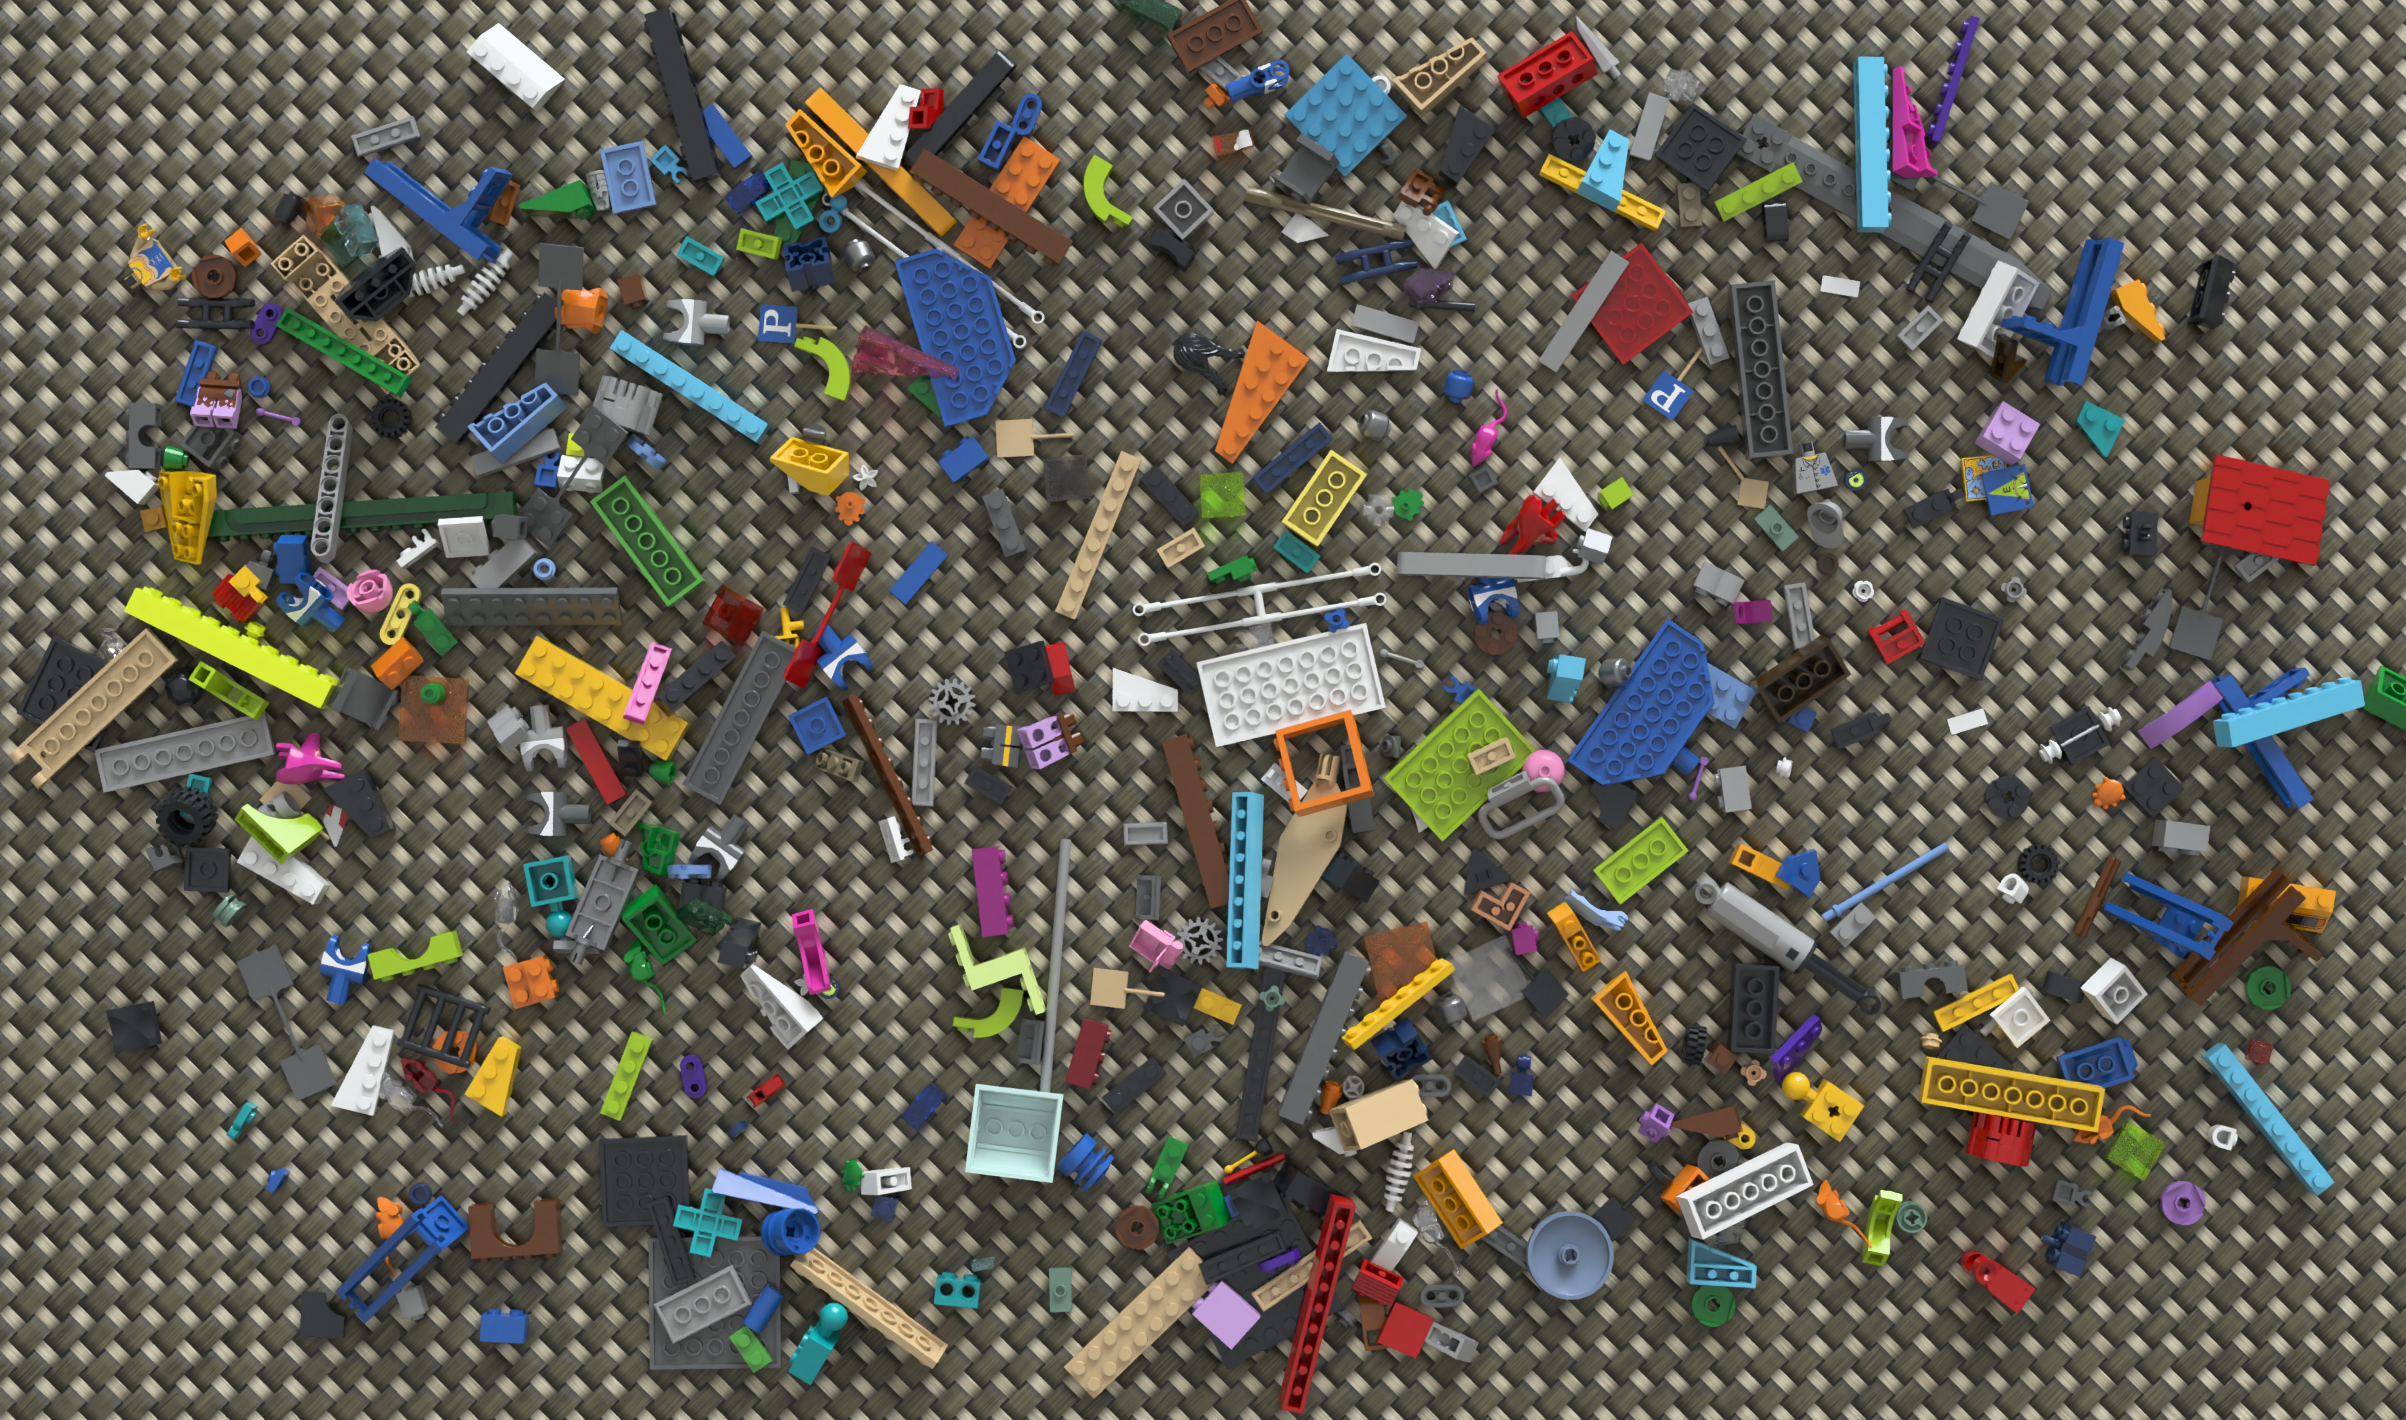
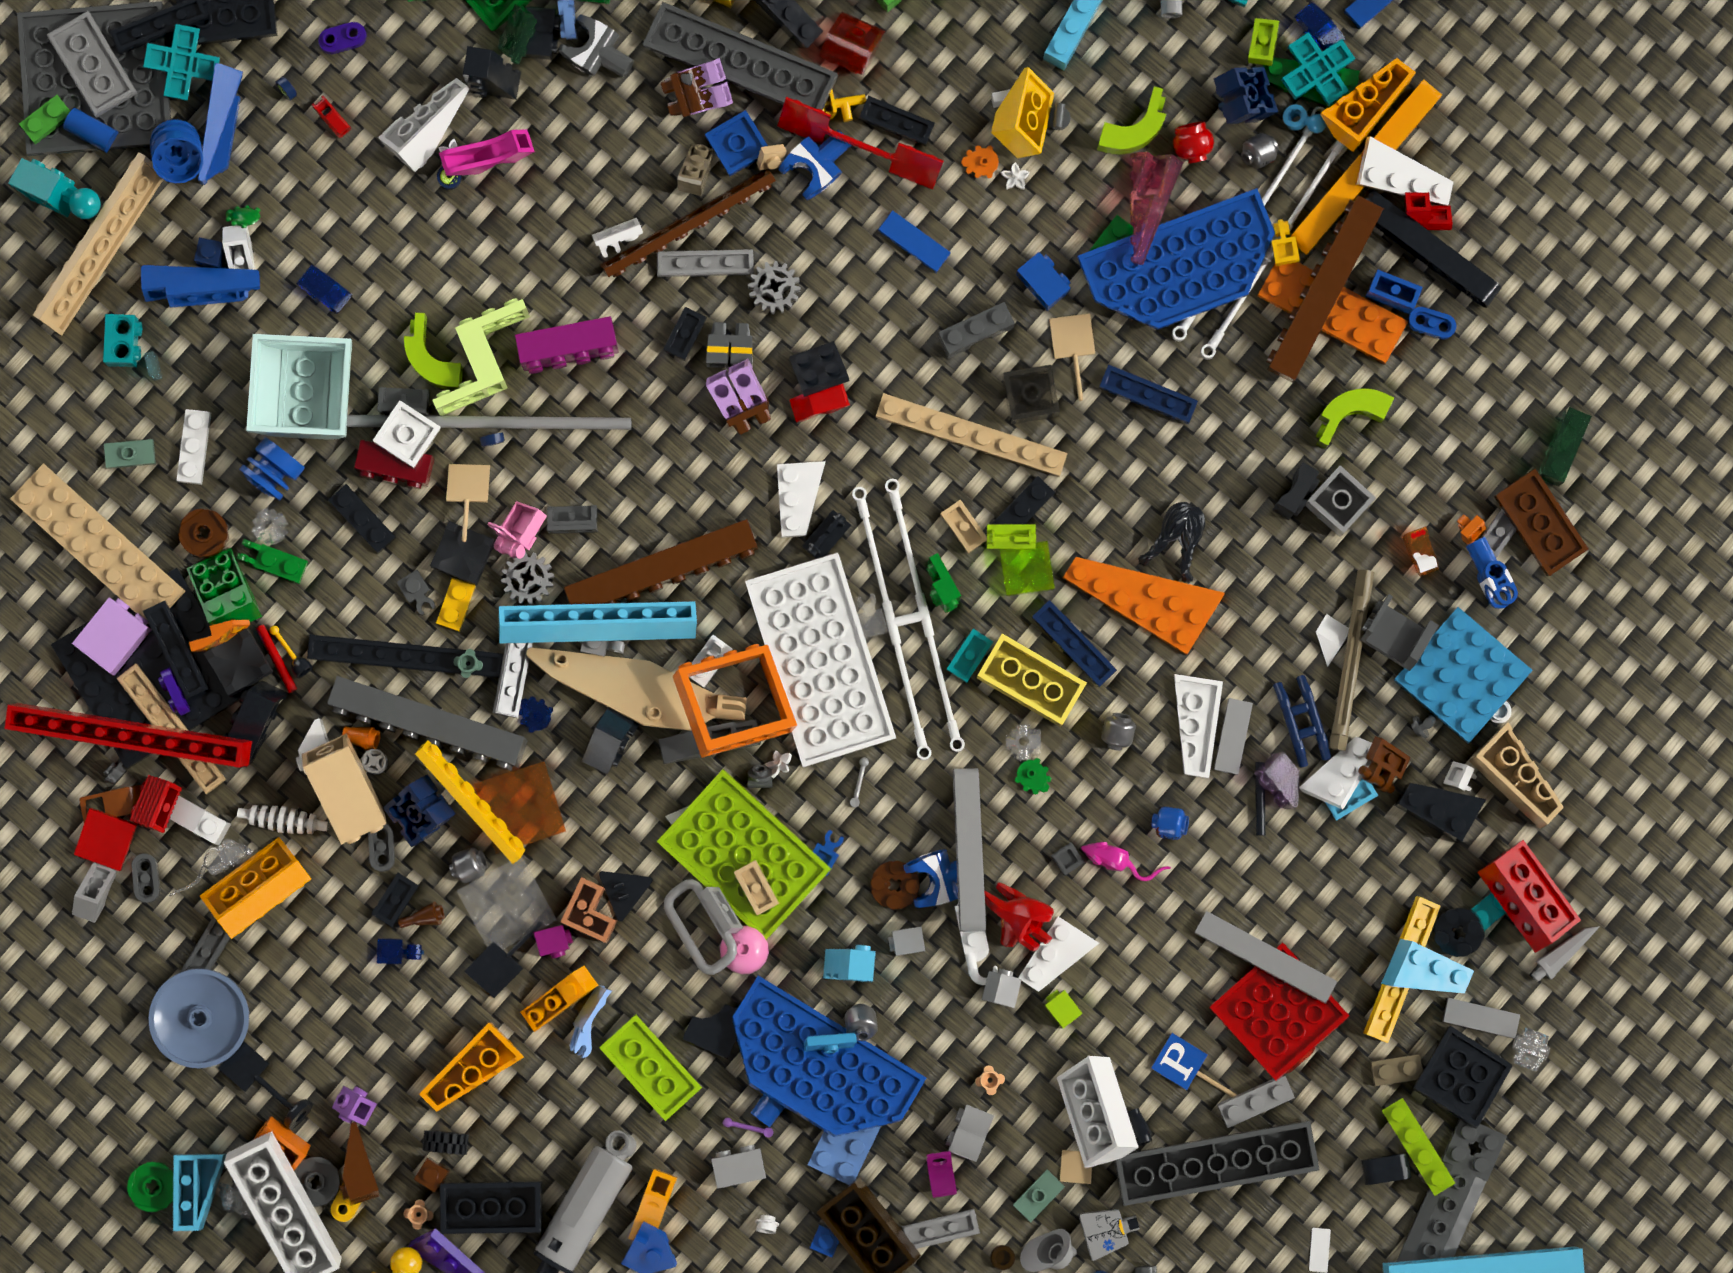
camera: 80 degrees right, 5 degrees down
(766, 757) = (689, 89): none -> hips
(780, 324) = (1177, 72): blue piece -> none
(833, 696) = (771, 157): none -> tan plate
(846, 314) = (1193, 141): none -> red piece
(912, 1220) = (197, 284): none -> blue wedge
(952, 240) = (1284, 249): none -> yellow plate
(1058, 1231) = (193, 447): none -> white plate
(1063, 1040) = (406, 434): none -> white plate
(1071, 964) = (492, 439): none -> dark blue tile
(1136, 1159) = (276, 532): none -> clear brick
(1145, 833) = (643, 511): light grey tile -> none
(1193, 506) = (1011, 536): none -> lime hinge
(1233, 1217) = (220, 633): none -> orange slope
(1334, 626) = (893, 711): blue plate -> none
(1380, 728) = (780, 763): none -> white plant
(1435, 126) = (1459, 776): none -> white tile
(1633, 700) = (830, 1043): none -> dark azure plate
(1666, 563) = (997, 1079): none -> light nougat plate
(1709, 470) = (1097, 1111): none -> white slope

